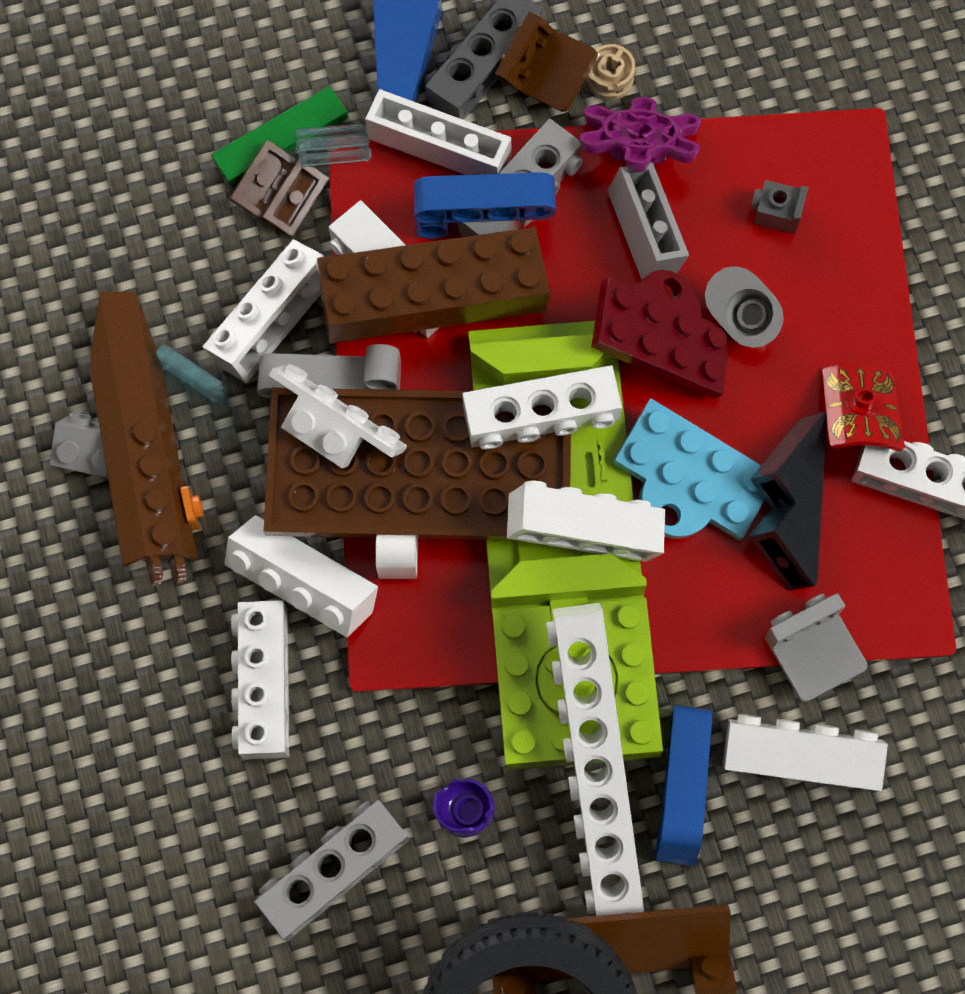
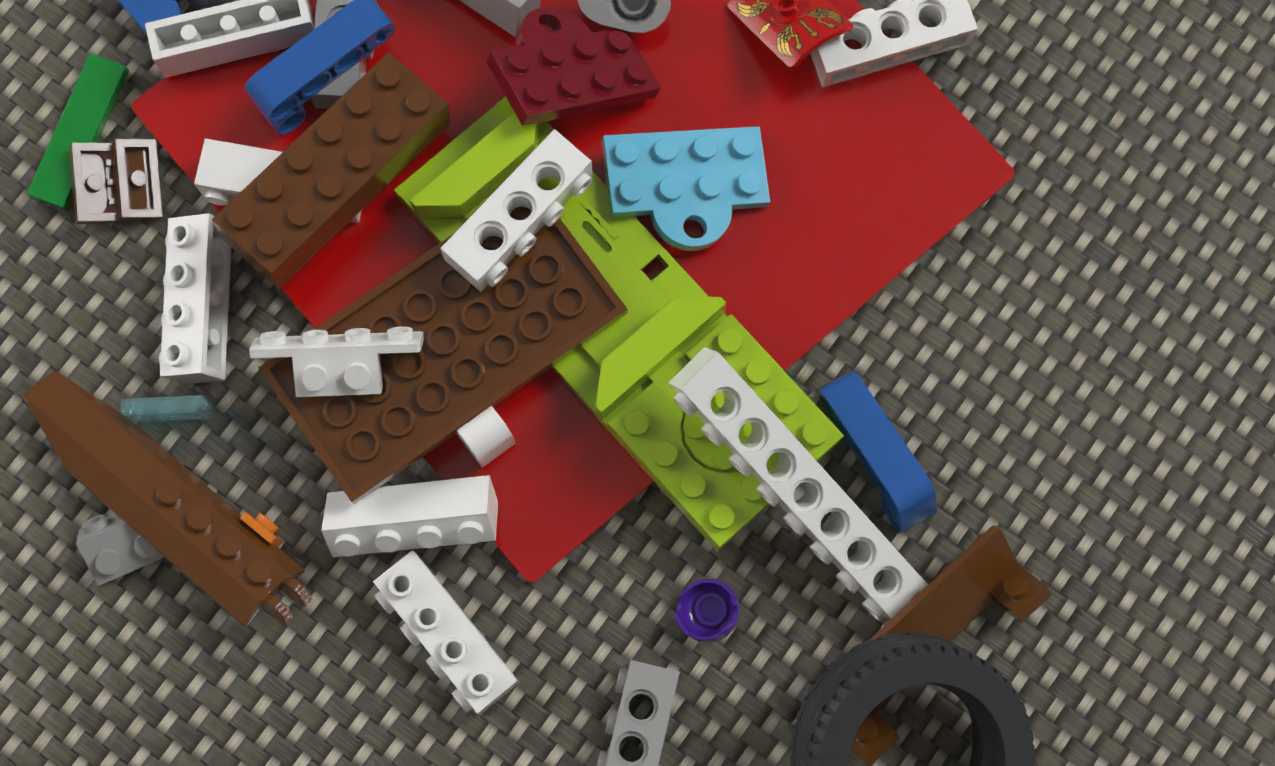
camera: 40 degrees left, 5 degrees up
(331, 139) = (128, 94): clear light blue tile -> none
(375, 371) = (340, 286): light grey beam -> none
(585, 521) = (633, 285): white brick -> none
(794, 490) = (782, 128): black slope -> none
(805, 754) = (956, 350): white brick -> none
(815, 647) = (901, 253): light grey bracket -> none

